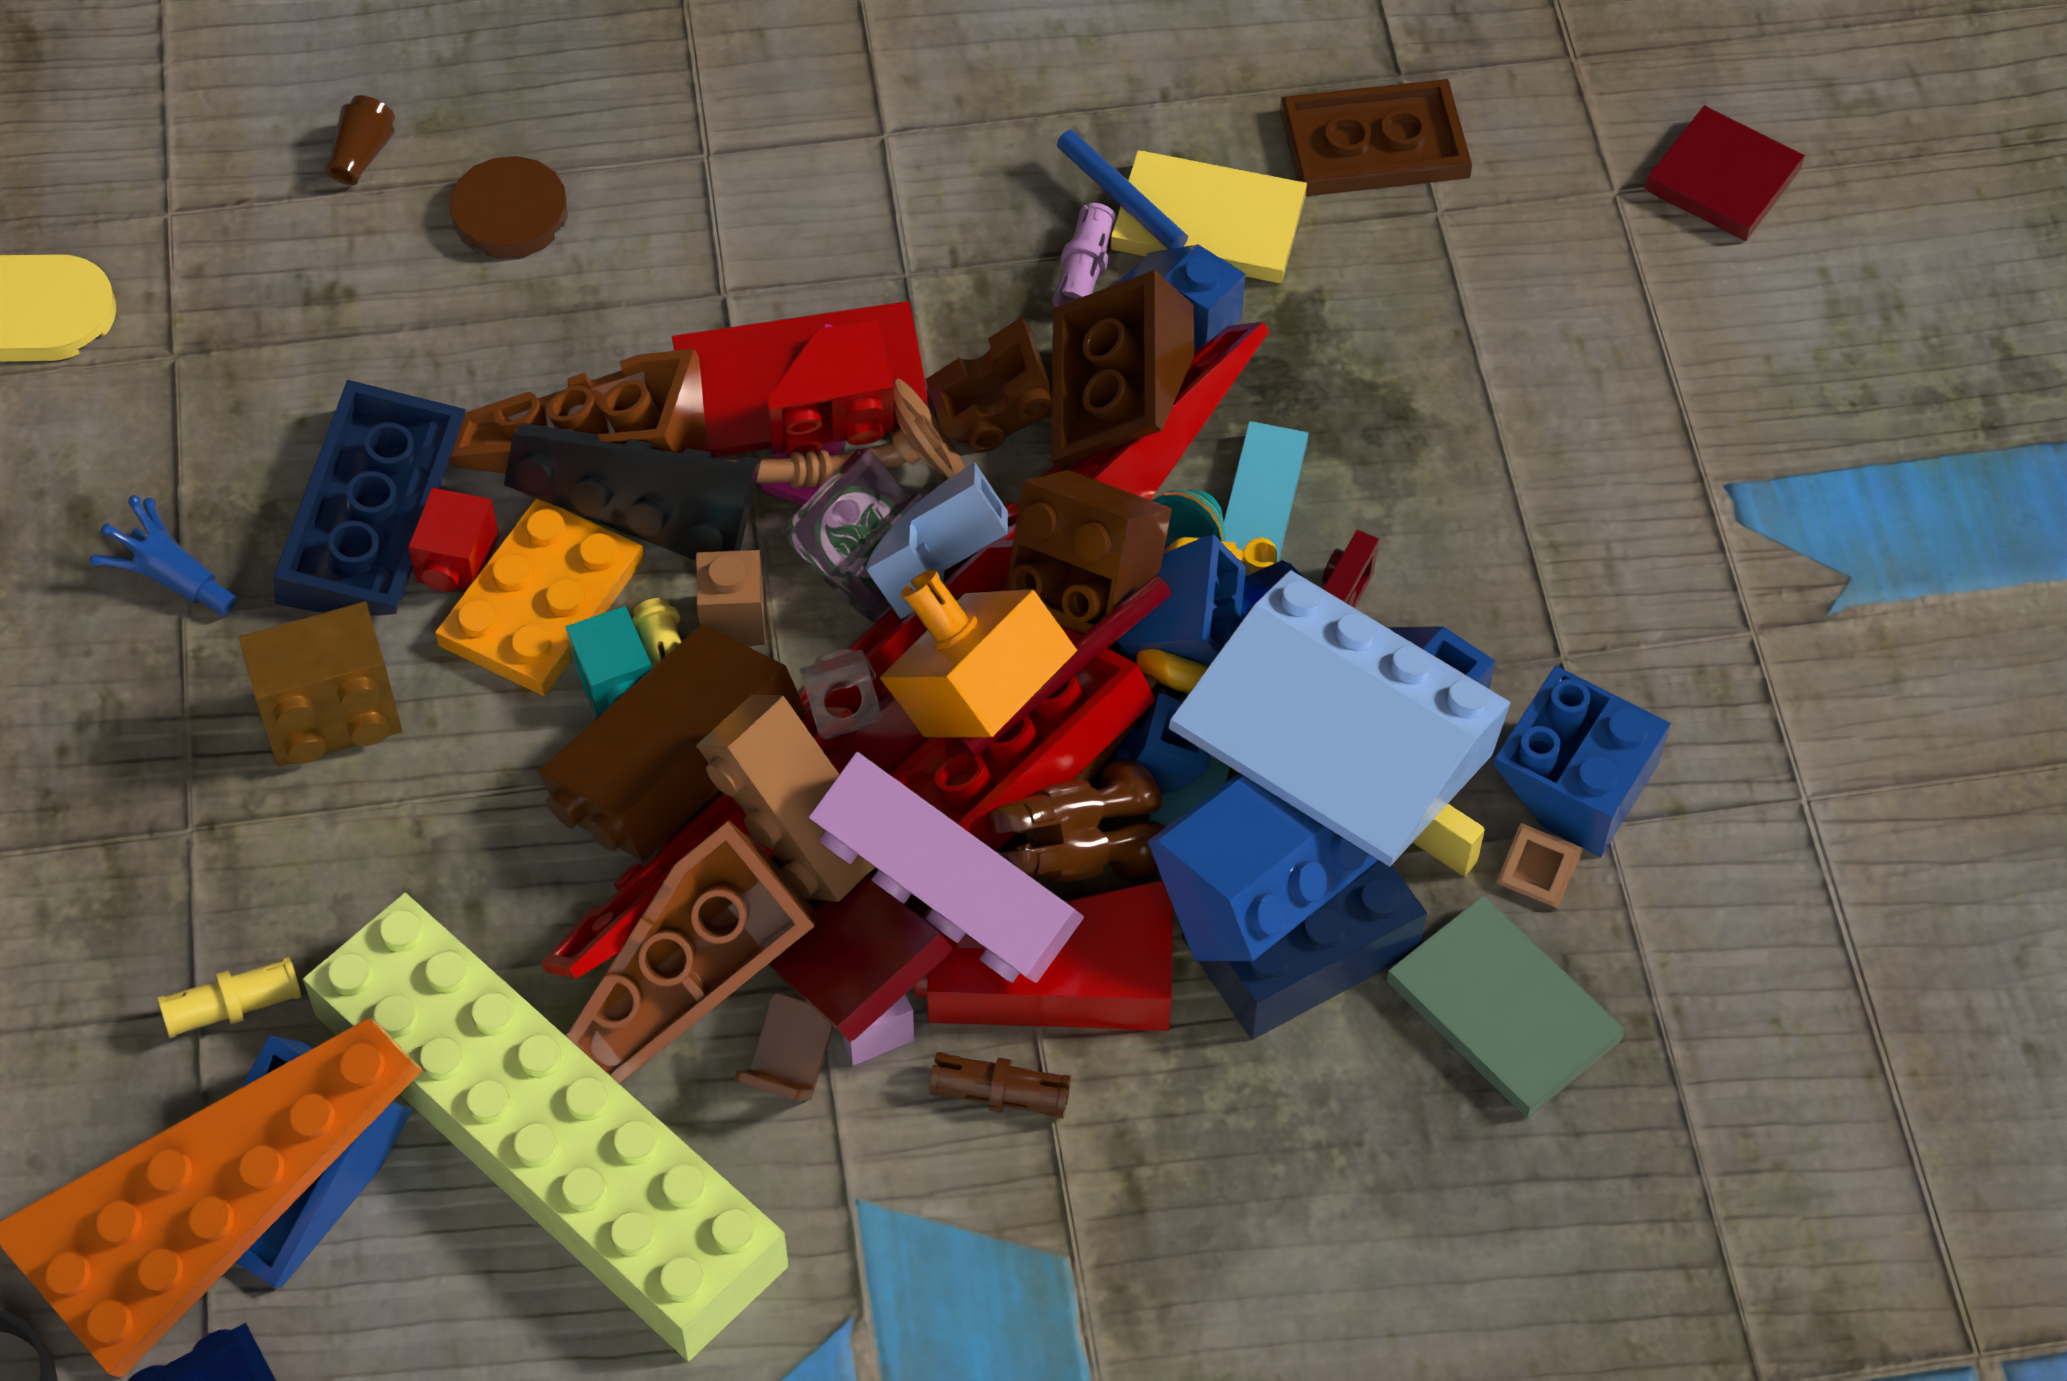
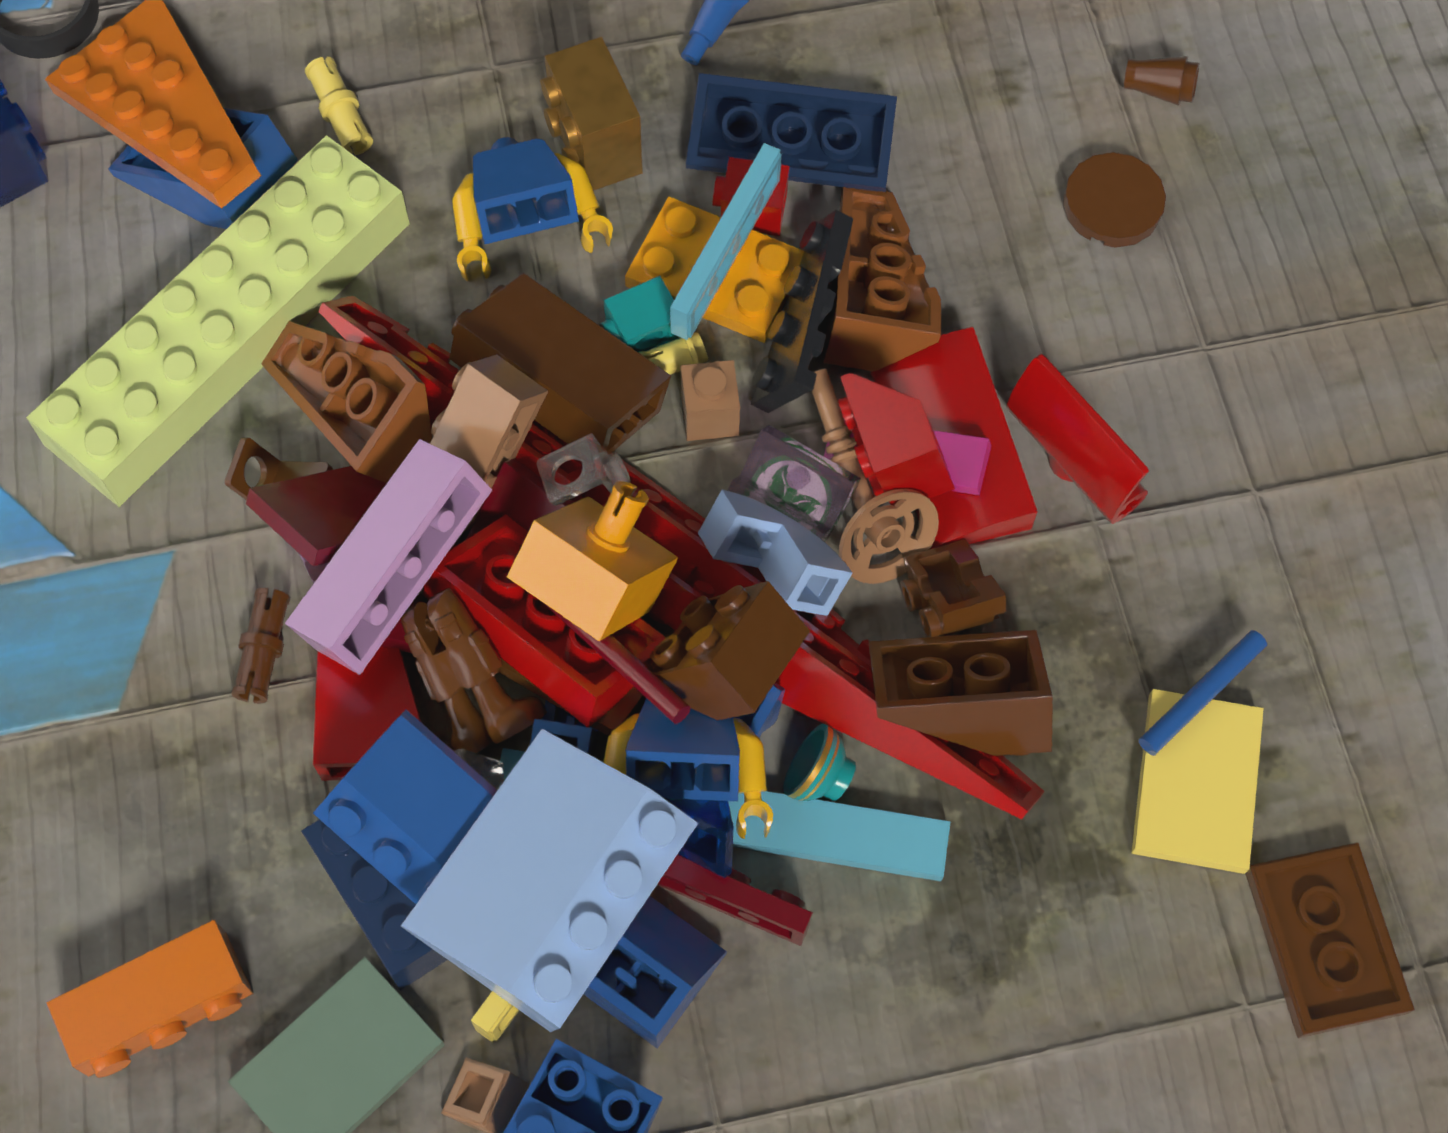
camera: 85 degrees right, 10 degrees up
(416, 782) = (522, 192): none -> blue torso
(544, 540) = (725, 242): none -> medium azure tile
(830, 250) = (1078, 440): none -> red panel
(1085, 255) = (1124, 667): lavender pin -> none
(1205, 281) = (1090, 756): blue slope -> none
(1439, 1186) = (150, 1000): none -> orange brick

